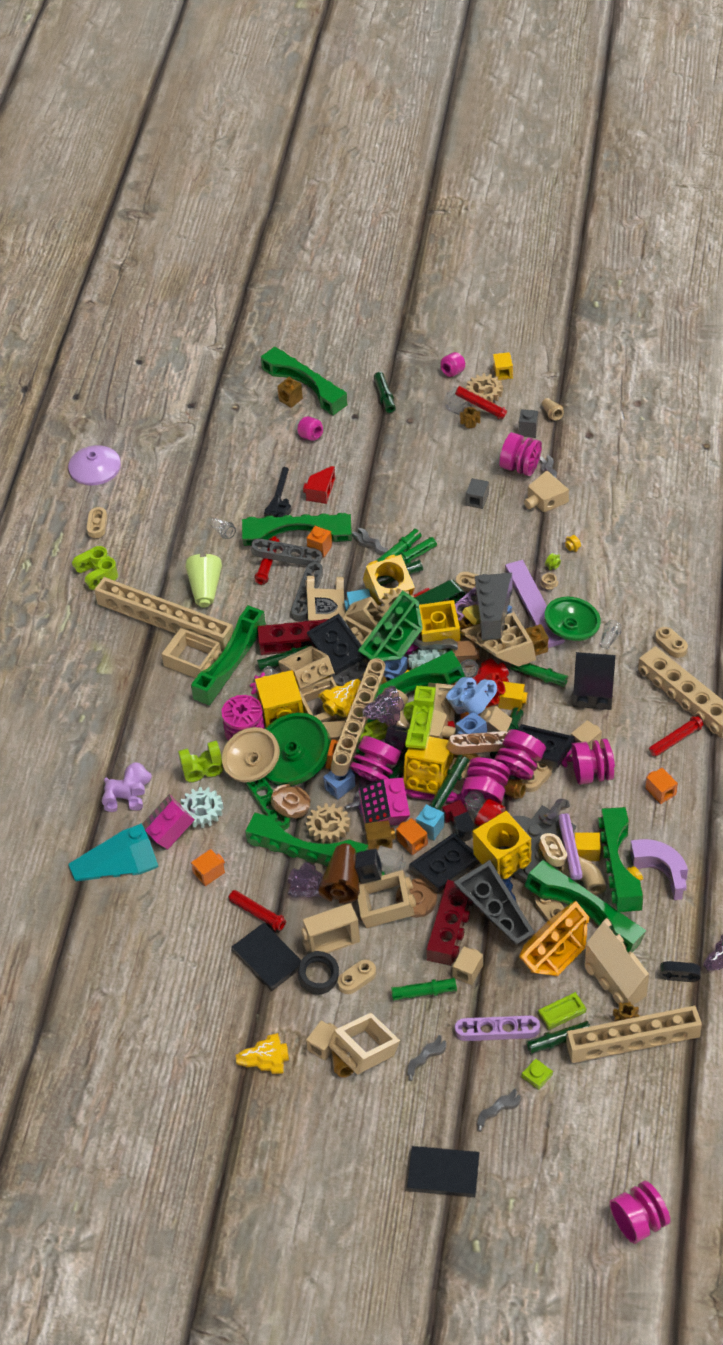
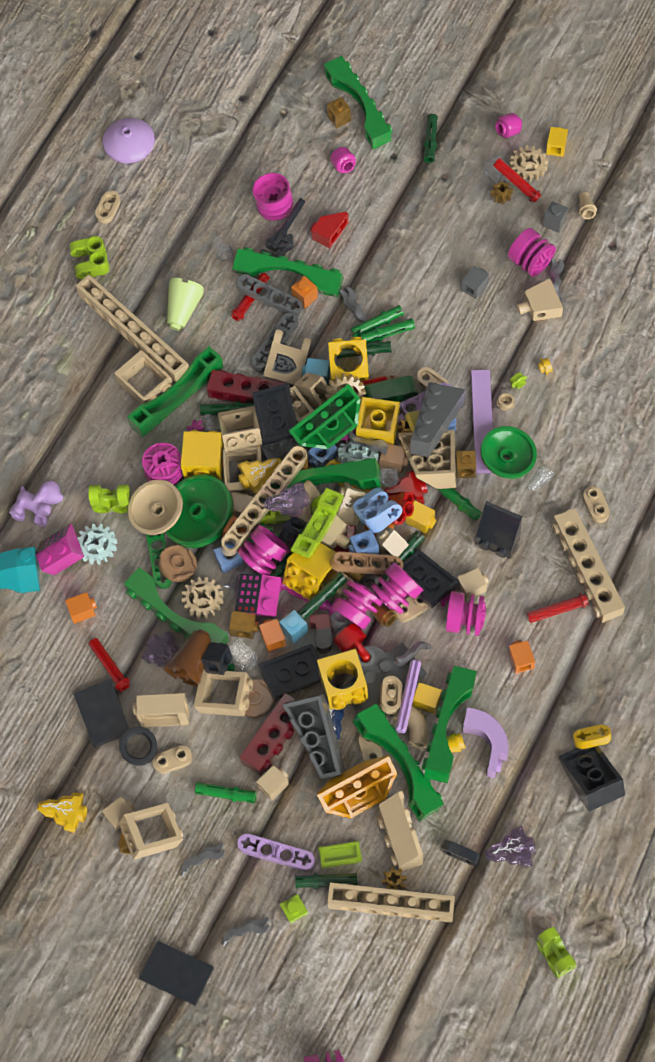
camera: 20 degrees right, 15 degrees up
(257, 471) = (273, 196): none -> dark pink wheel

